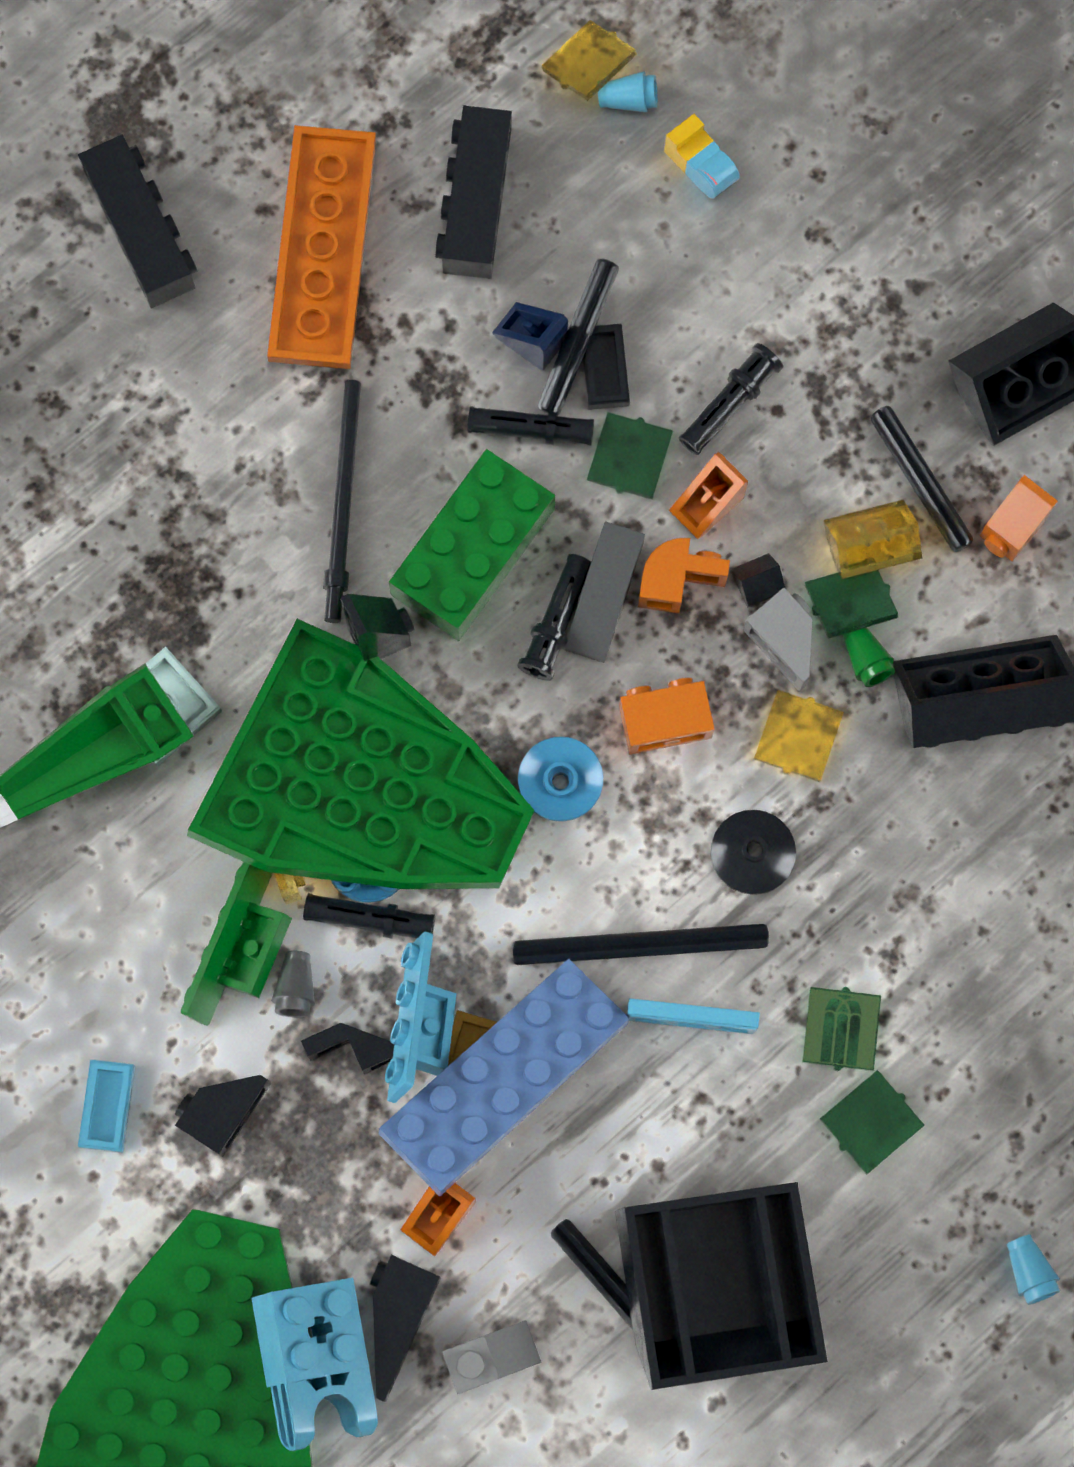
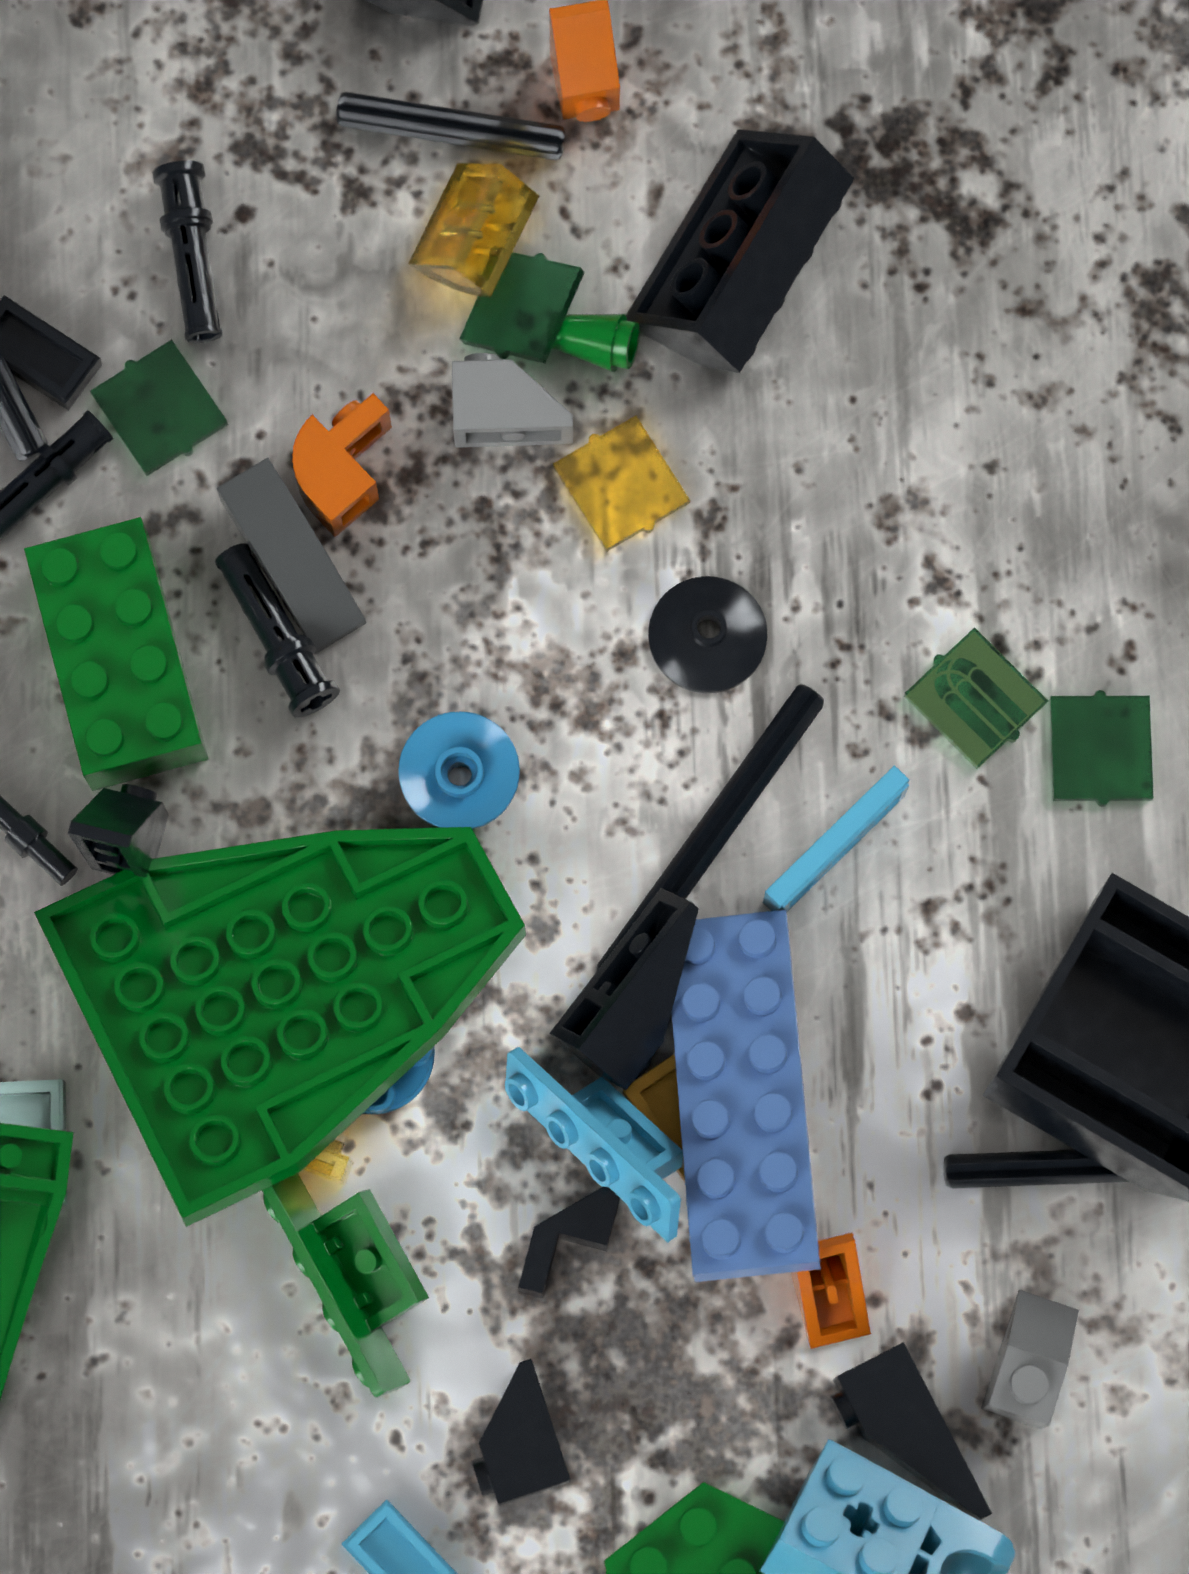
camera: 50 degrees left, 0 degrees up
(294, 986) = (447, 1248): flat silver cone -> none
(368, 917) = (437, 1104): black pin -> none
(505, 973) = (630, 998): none -> black slope
(666, 715) = (484, 602): orange brick -> none
(710, 496) = (280, 357): orange slope -> none
(758, 579) = (415, 383): black slope -> none

